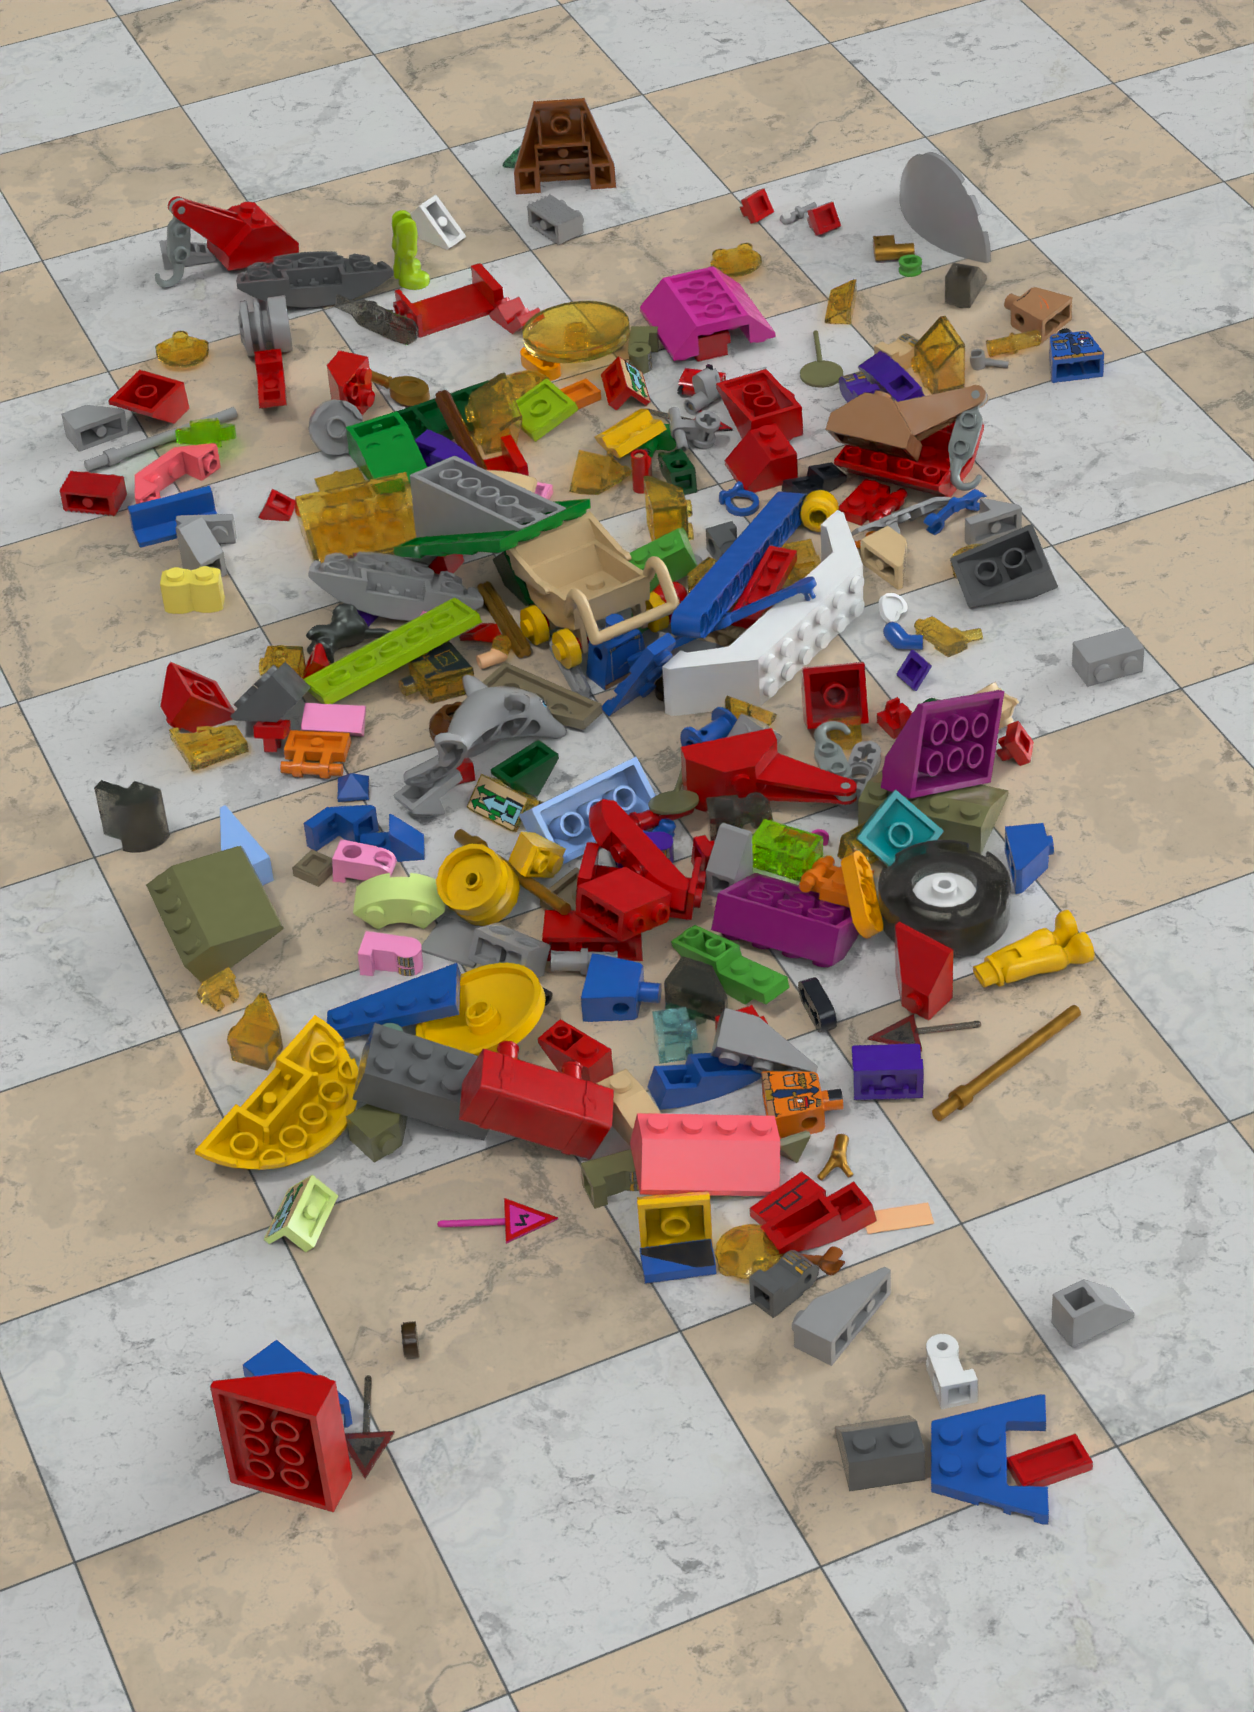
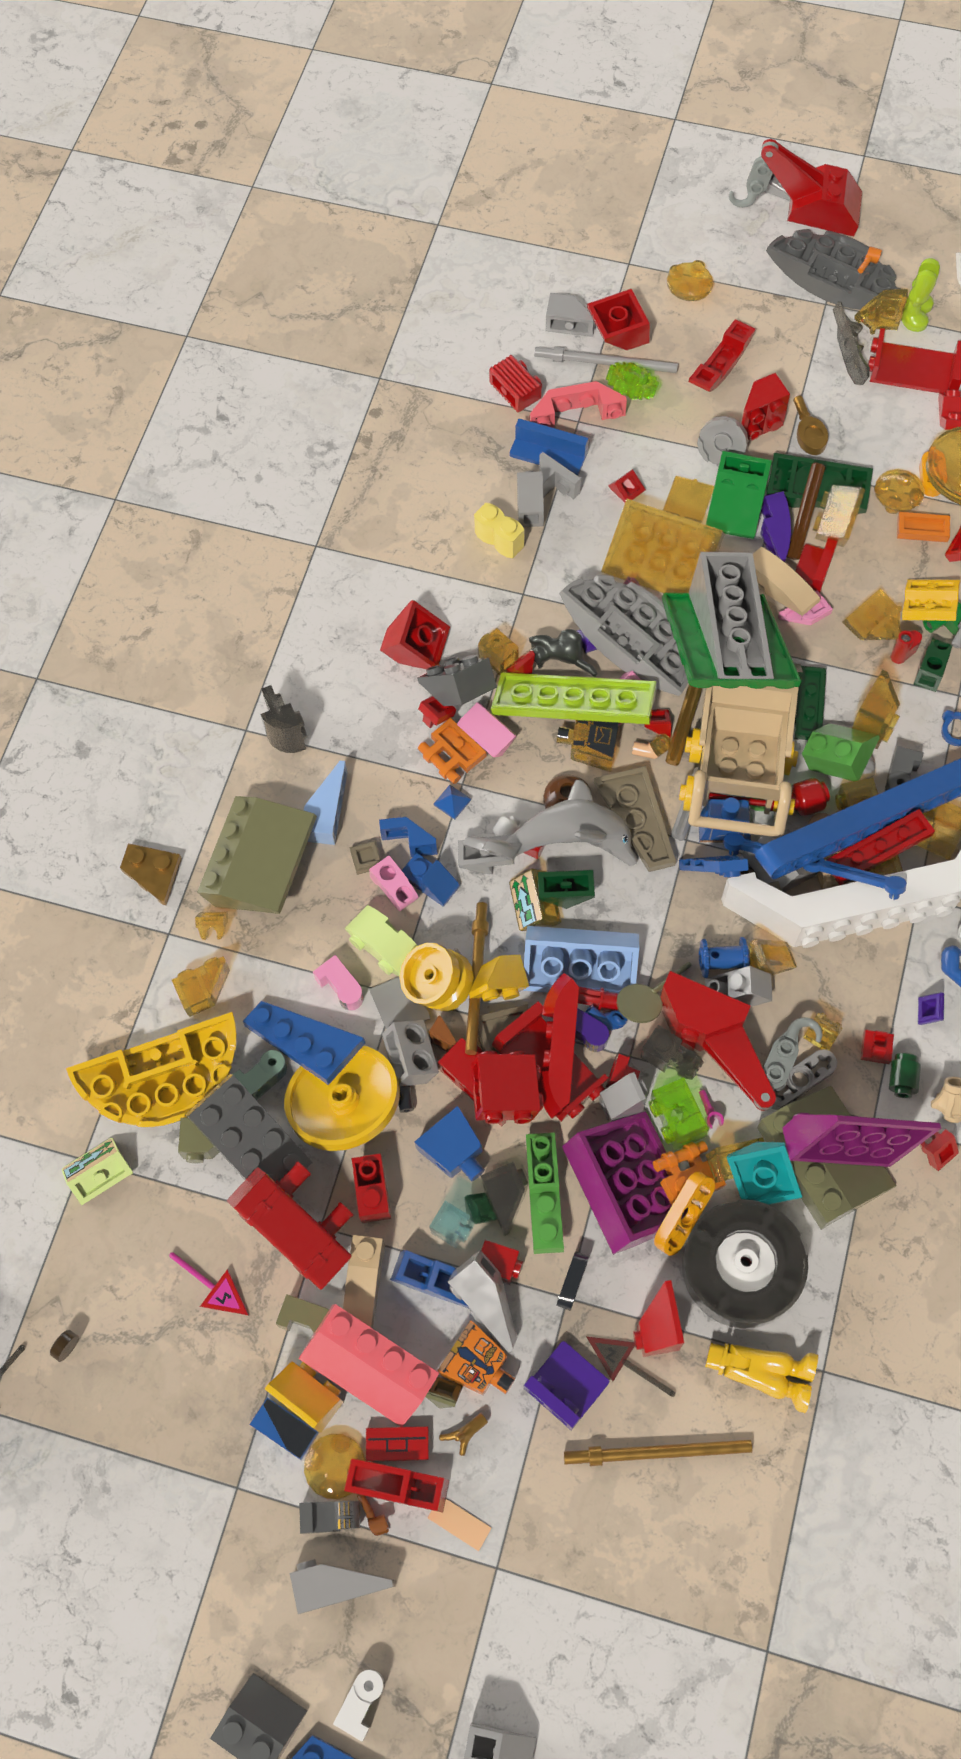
camera: 40 degrees right, 25 degrees up
(111, 995) = (151, 869): none -> pearl gold wing
(209, 745) = (391, 687): clear yellow wing -> none
(265, 325) = (758, 301): light grey wheel -> none
(336, 250) = (872, 256): none -> orange hand
(385, 277) = (883, 310): none -> clear yellow slope
(526, 923) = (441, 1035): none -> dark orange slope
(544, 409) = (889, 525): lime tile -> none
(574, 960) = (454, 1097): light grey pin -> none
(834, 693) = (836, 1000): red slope -> none
(1027, 853) = (849, 1266): blue slope -> none

